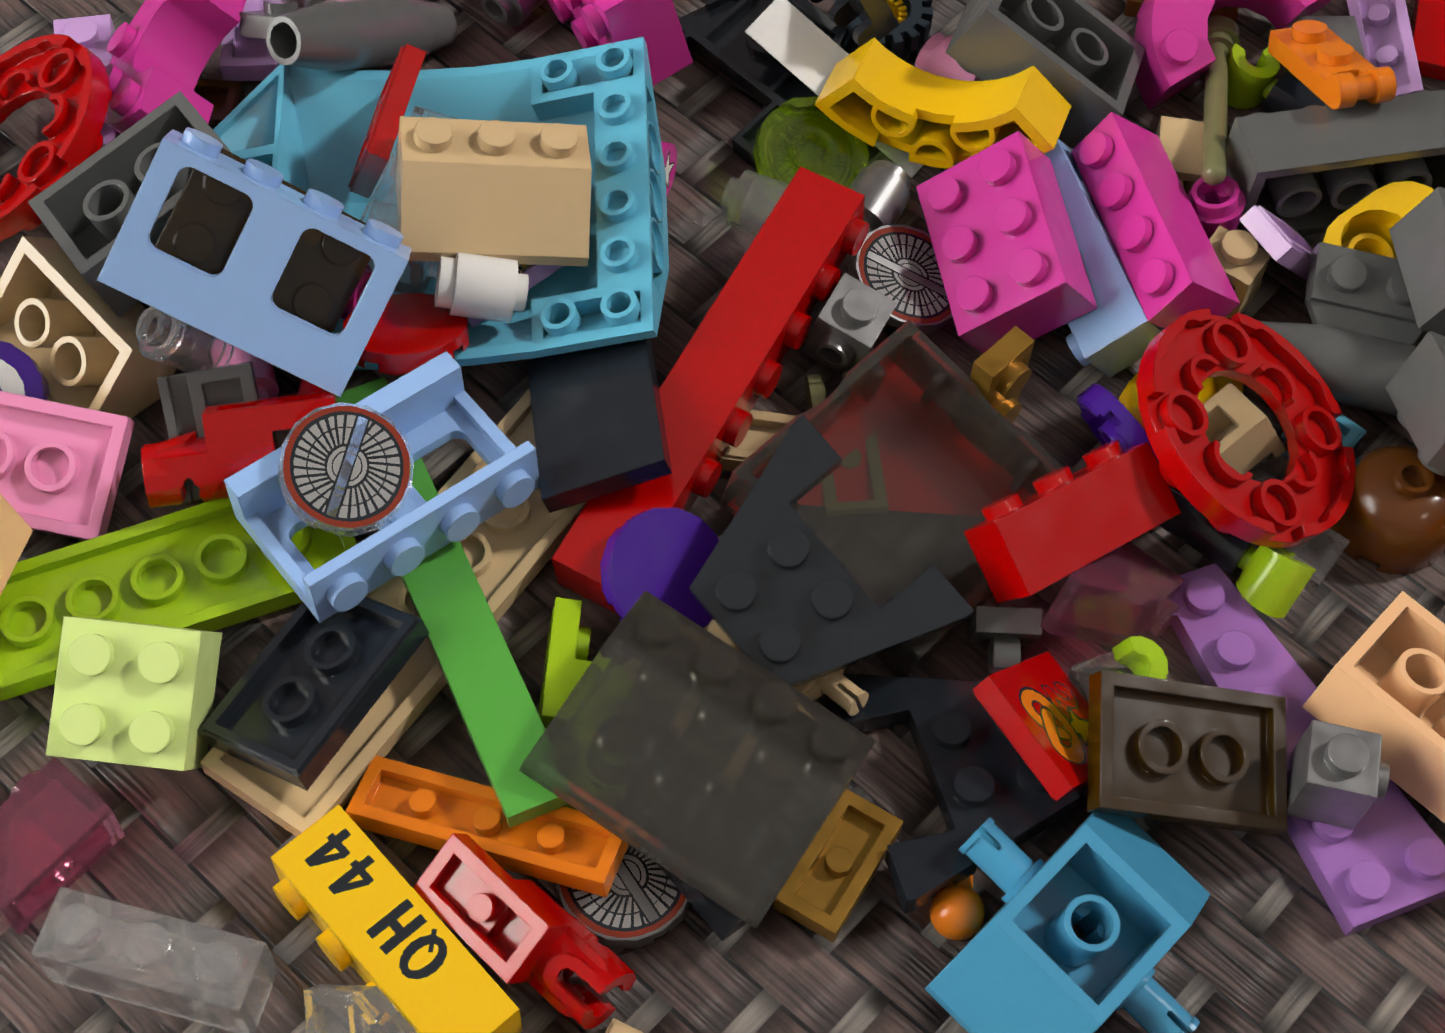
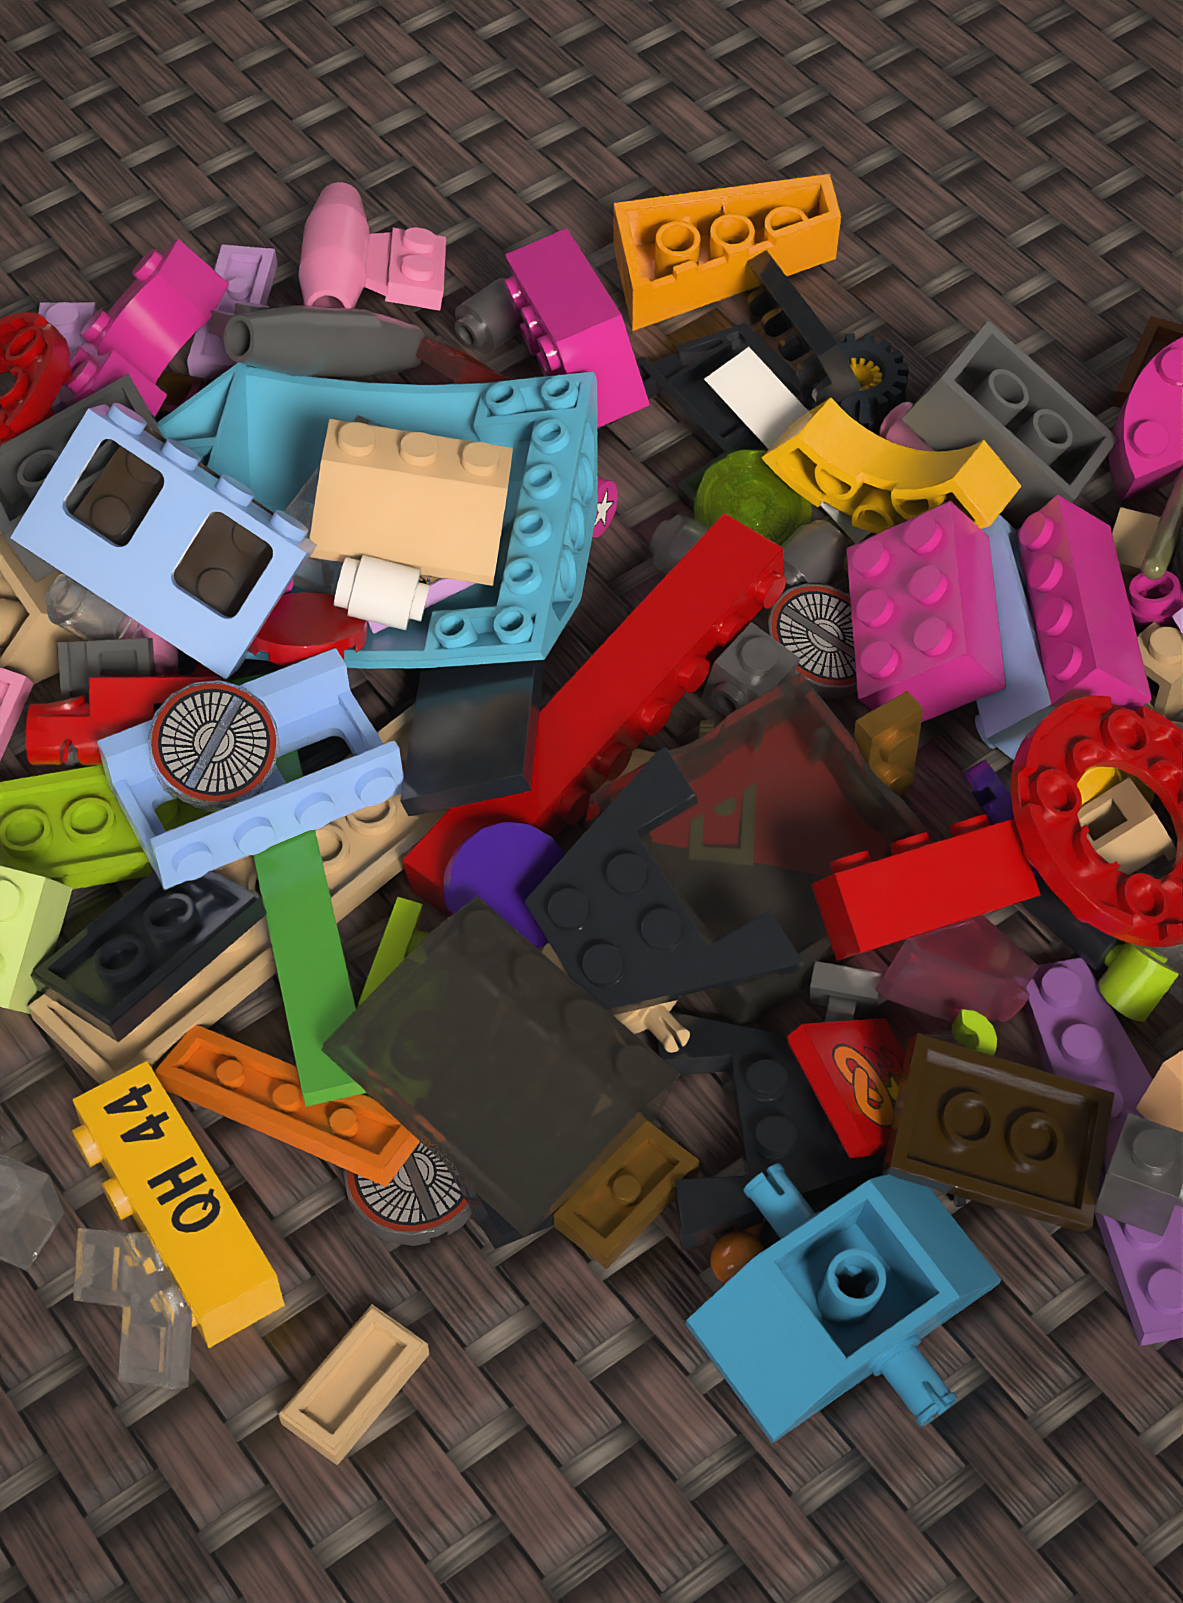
camera: 15 degrees right, 5 degrees down
(385, 120) = (335, 404): red tile -> none
(496, 41) = (456, 364): none -> clear red tile
(522, 931) = (298, 1207): red plate -> none

